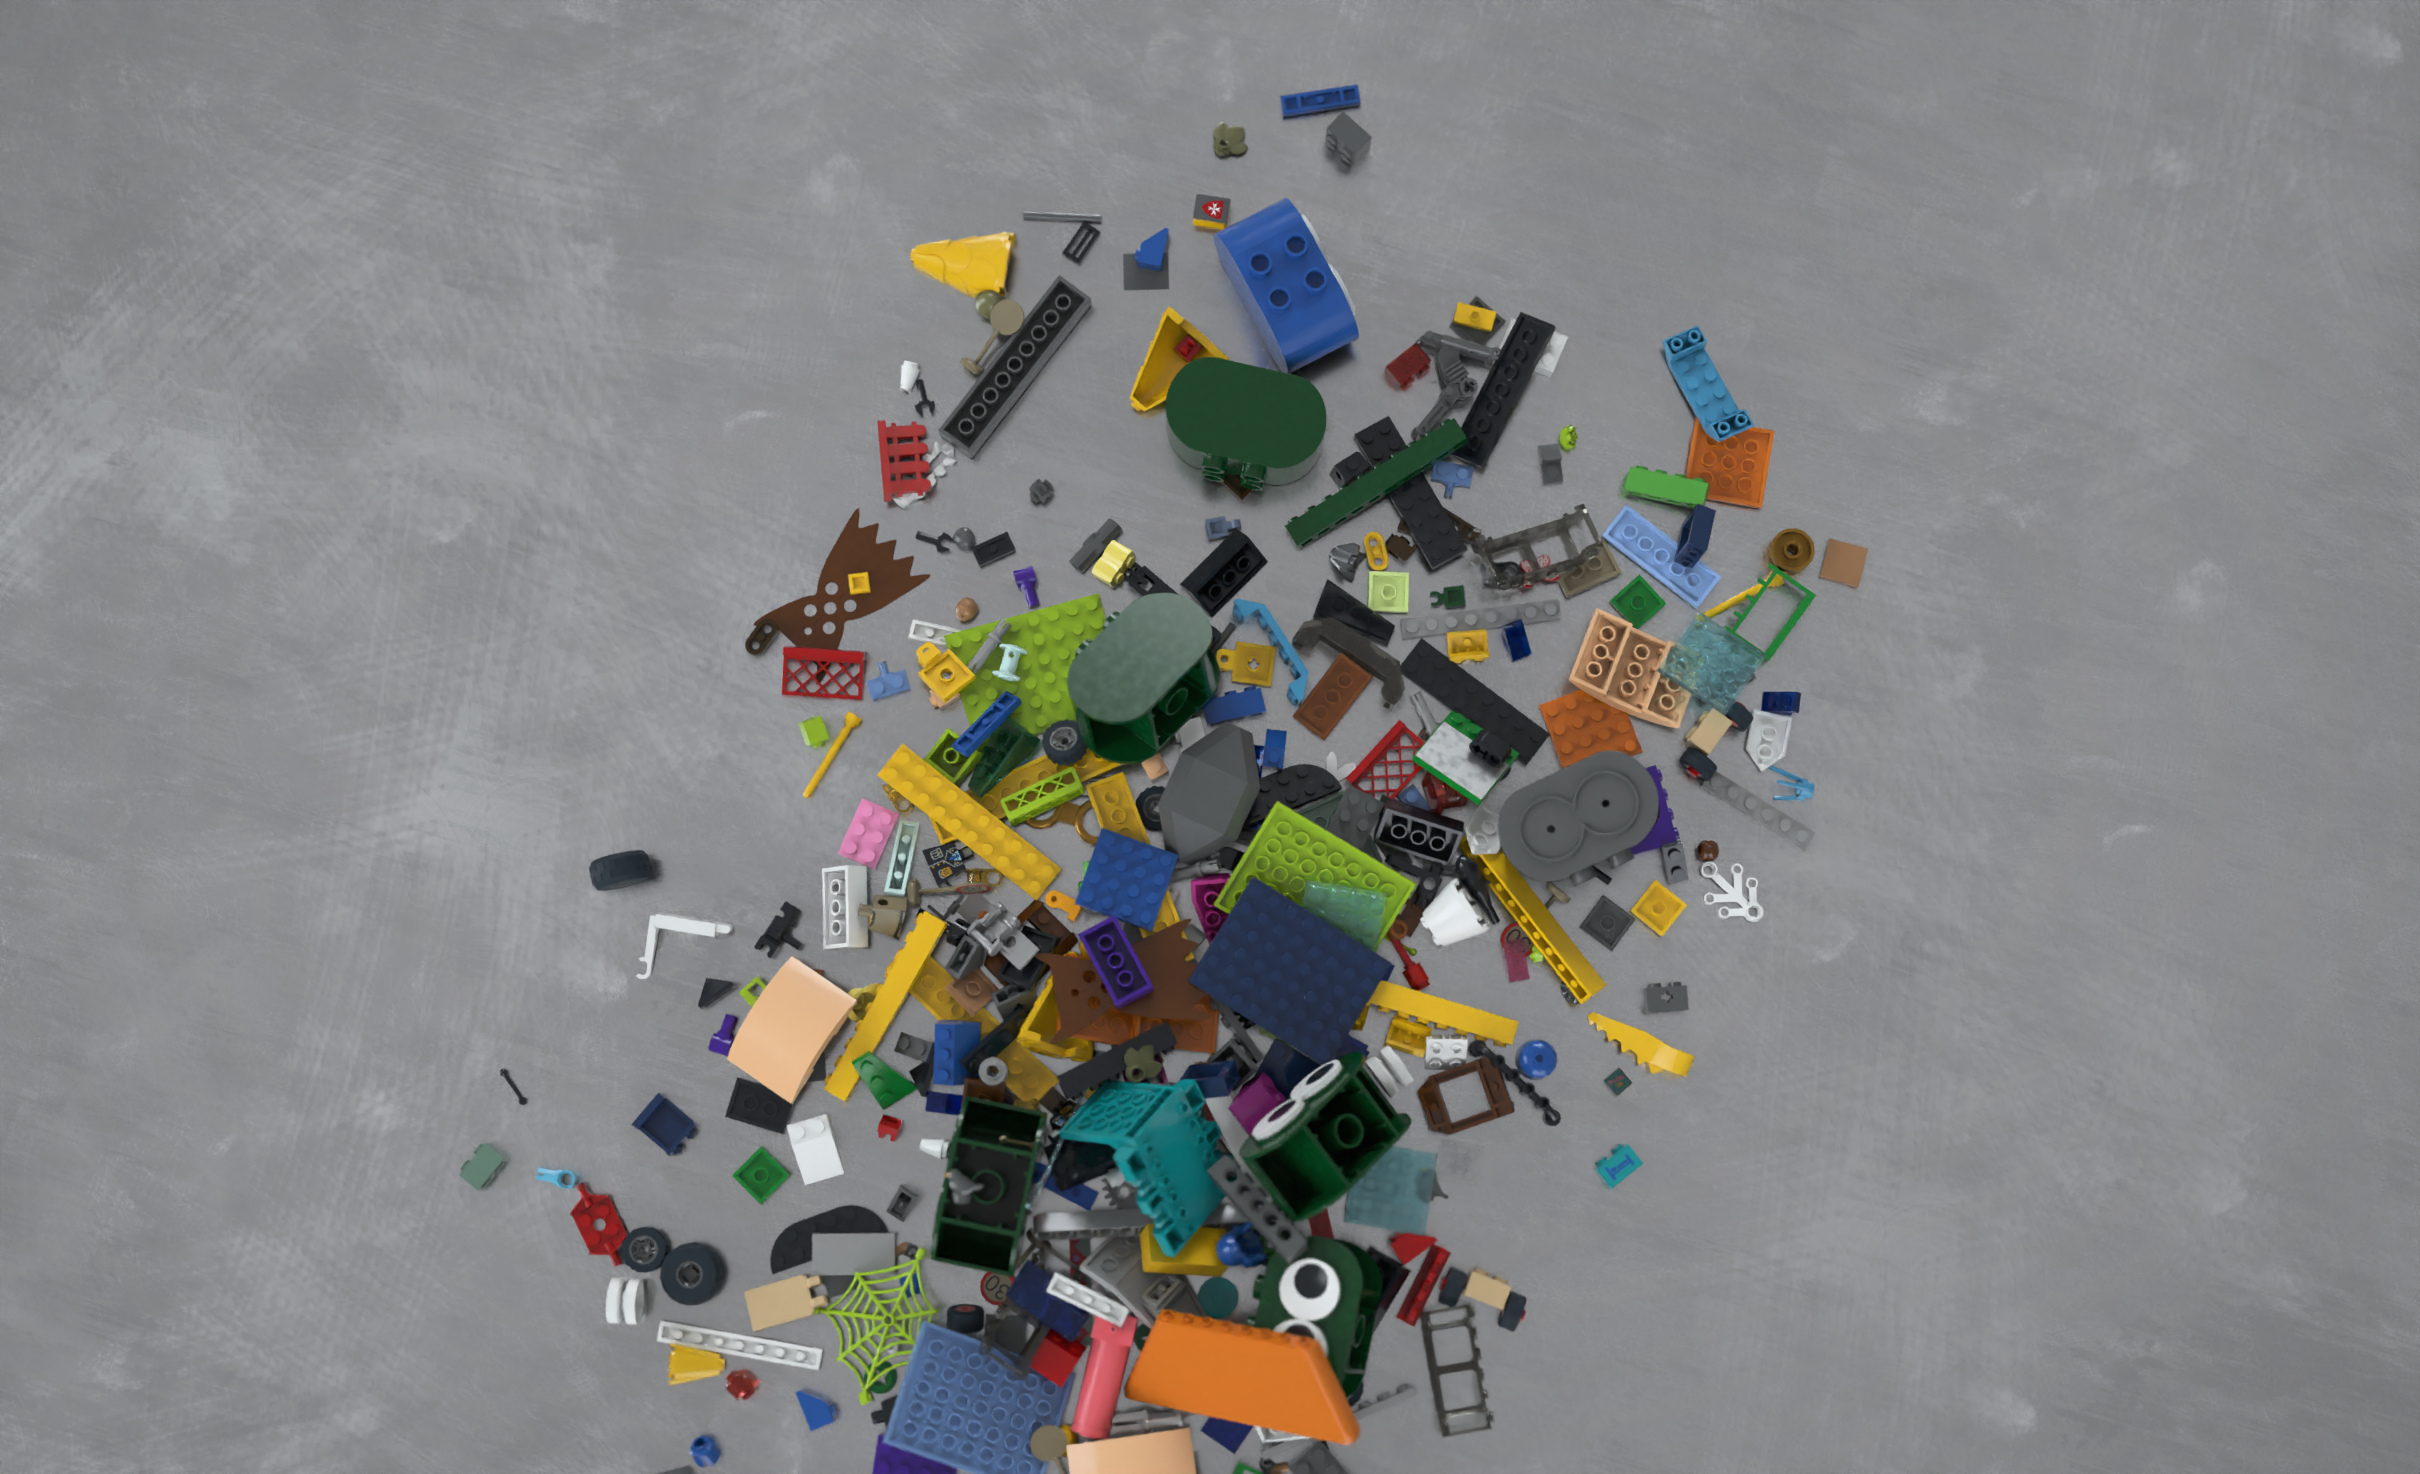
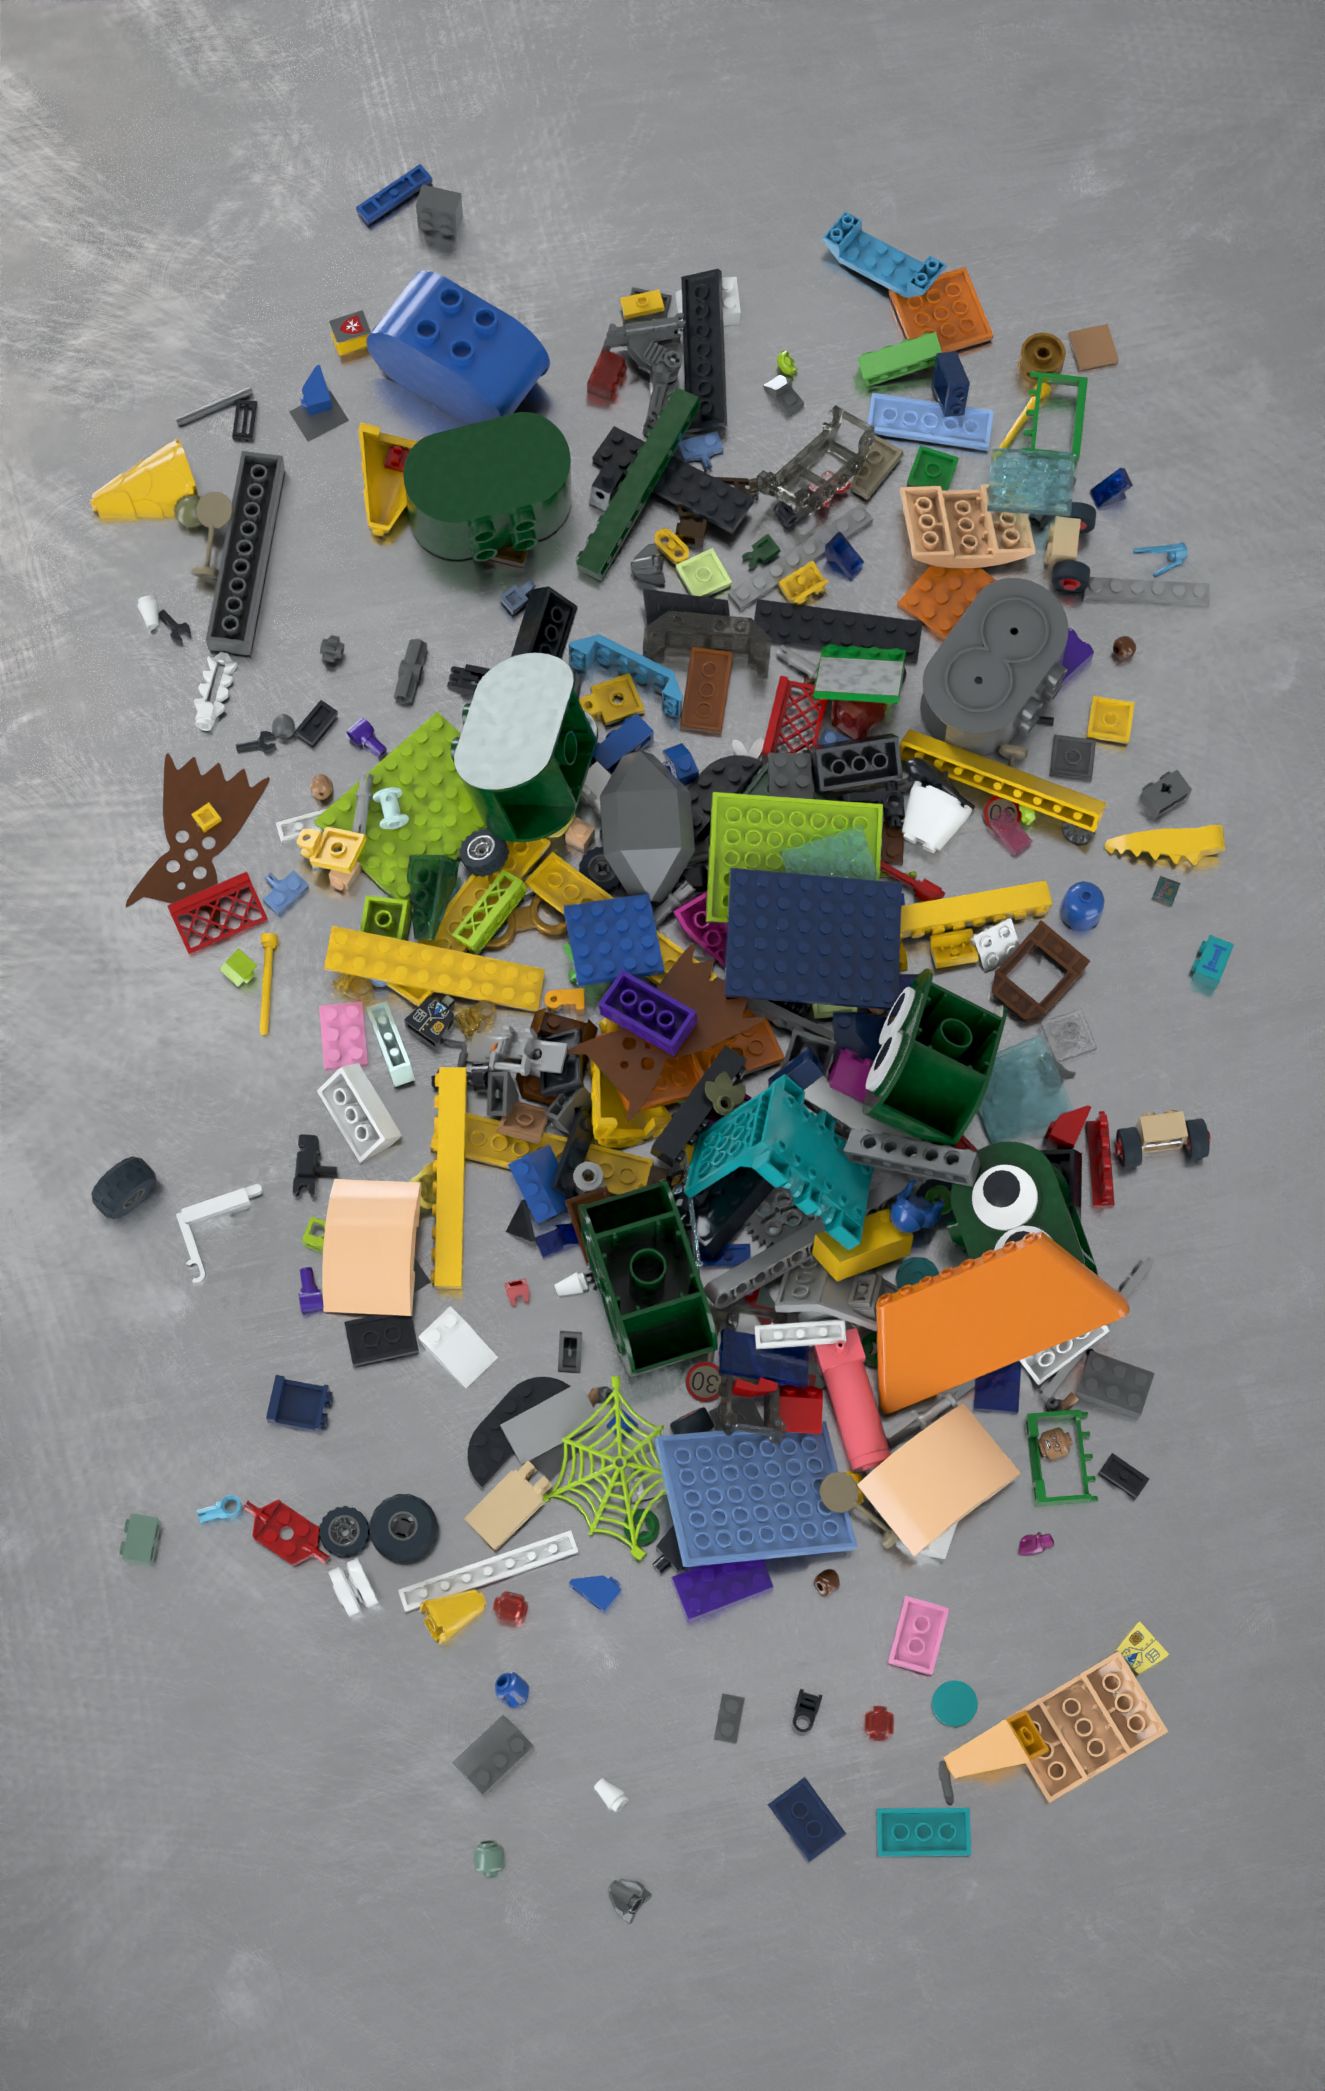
camera: 30 degrees left, 10 degrees down
(522, 1100) = (144, 1458): black hinge -> none
(713, 990) = (276, 1254): black slope -> none
(759, 635) = (140, 912): dark brown plate -> none
(761, 1175) = (418, 1401): green plate -> none
(882, 1081) = (485, 1248): green wing -> none
(885, 914) = (403, 1094): dark tan torso -> none
(902, 468) = (178, 700): red fence -> none
(914, 890) = (466, 1030): dark tan piece -> none
(915, 1047) = (500, 1202): dark grey plate -> none
(961, 1186) = (625, 1276): dark grey animal -> none
(986, 724) = (401, 871): blue plate -> none
(1032, 1324) = (750, 1390): none -> red slope
(1113, 564) = (436, 677): light yellow brick -> none
(1115, 1177) = (761, 1211): white cone -> none
(1230, 137) = (330, 267): olive plate -> none
(1389, 1071) = (958, 979): white wheel -> none
(1397, 930) = (888, 859): dark orange tile -> none
(1435, 1371) = (1159, 1235): clear smoke windscreen -> none
(1483, 831) = (917, 729): white tile -> none
(1490, 748) = (874, 654): black beam -> none
(1550, 1117) = (1091, 932): black bar -> none
(1674, 862) = (1101, 671): plate -> none
(1733, 894) = (1169, 673): white plant -> none
(1768, 738) = (1118, 526): white tile -> none

